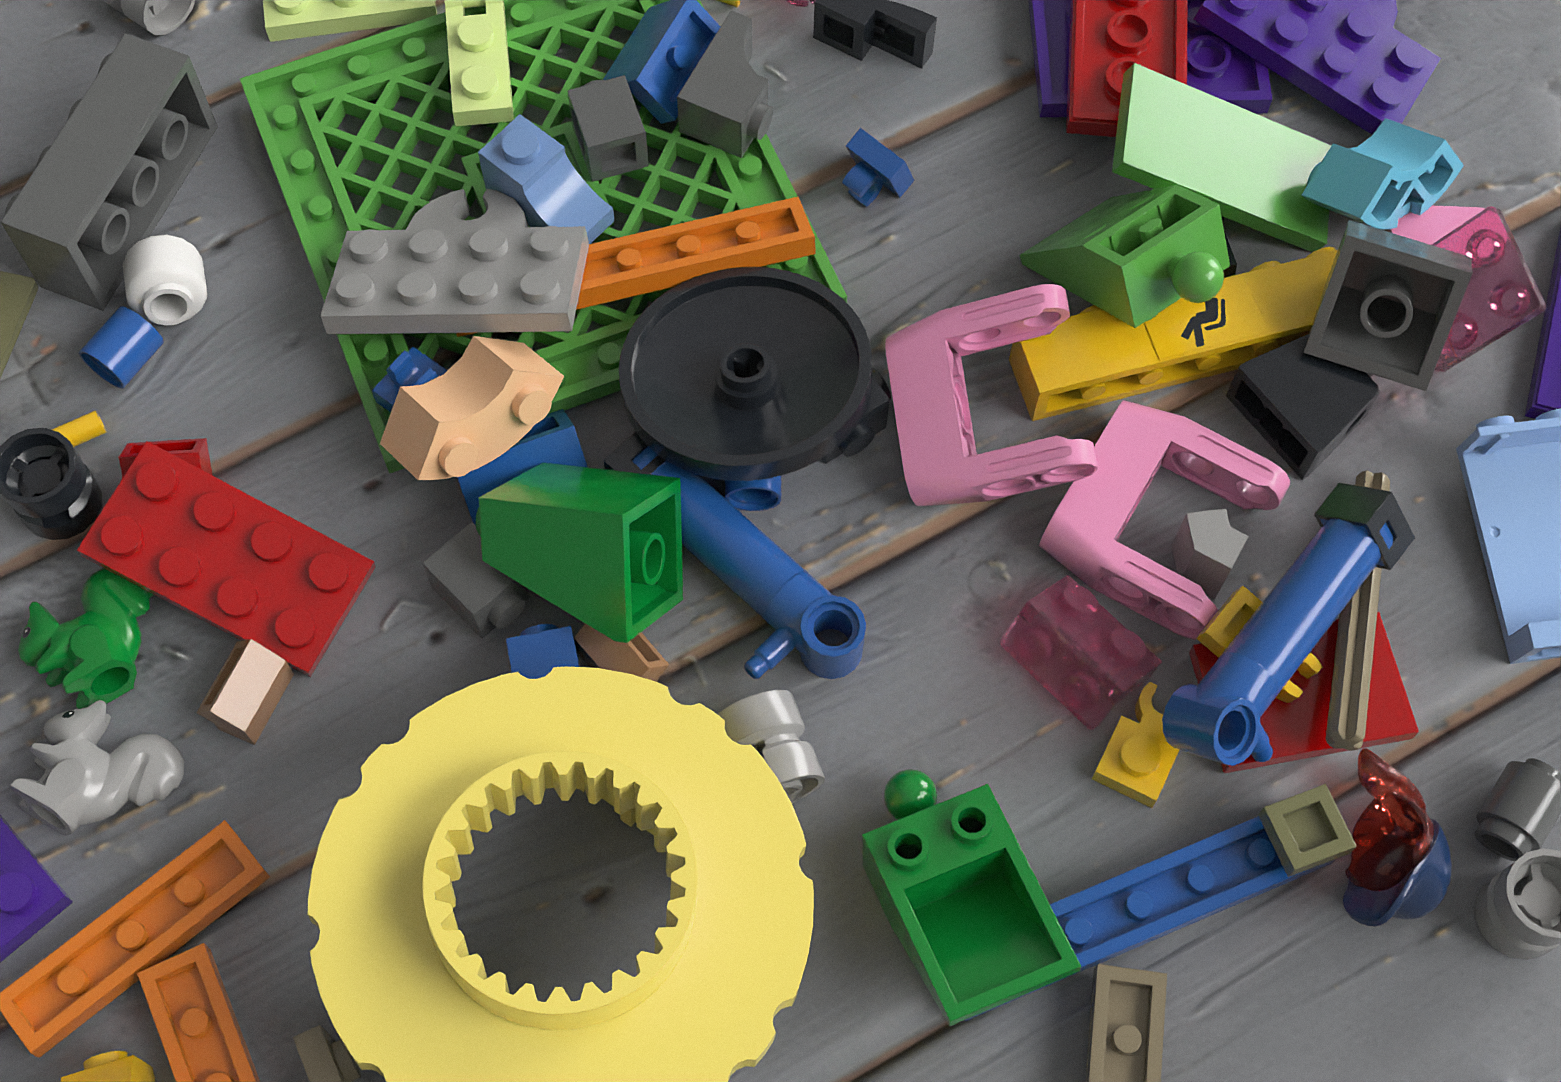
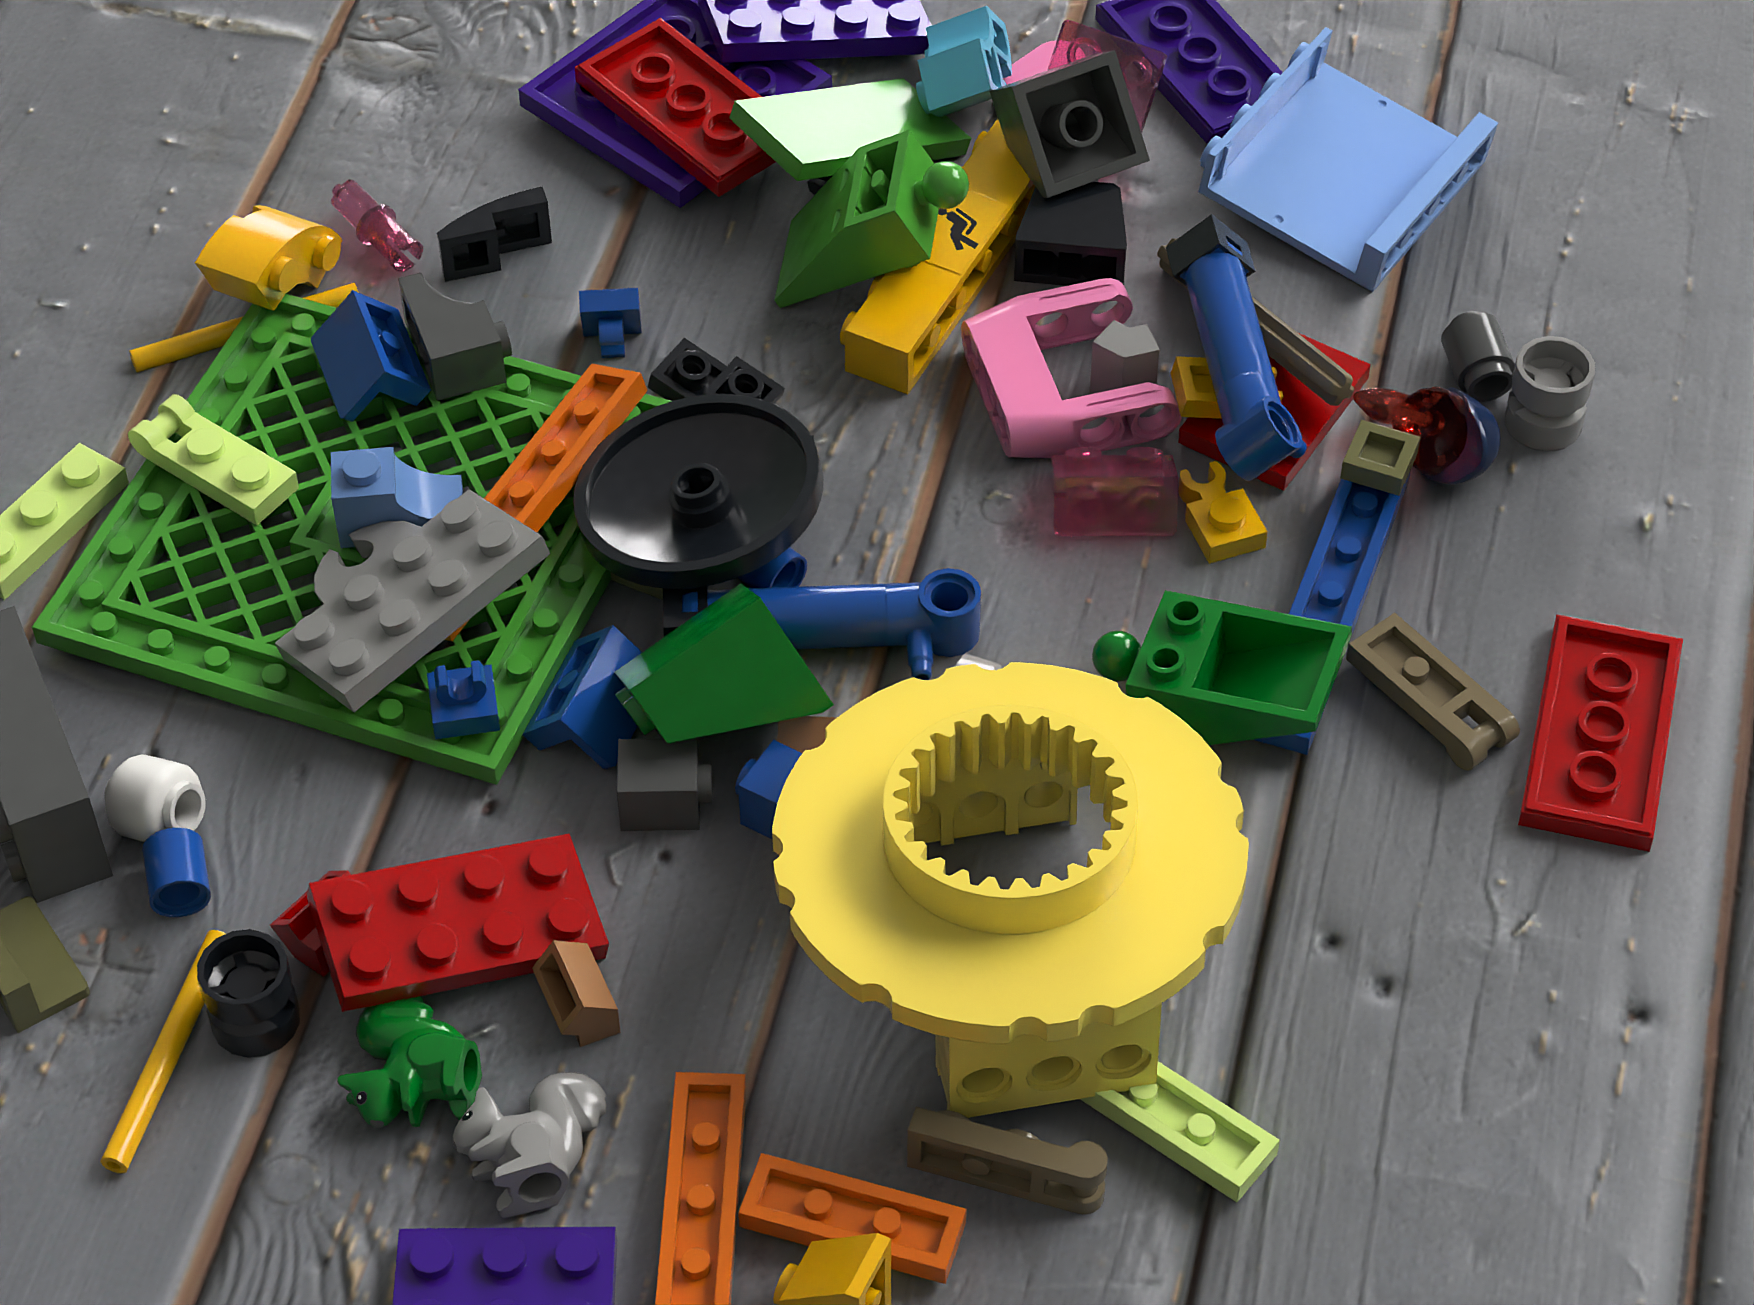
camera: 45 degrees left, 15 degrees down
(470, 410) = (534, 665): light nougat brick -> none
(608, 128) = (393, 417): dark grey brick -> none
(888, 284) = (694, 372): none -> black slope
(935, 410) = (853, 425): bright pink connector -> none

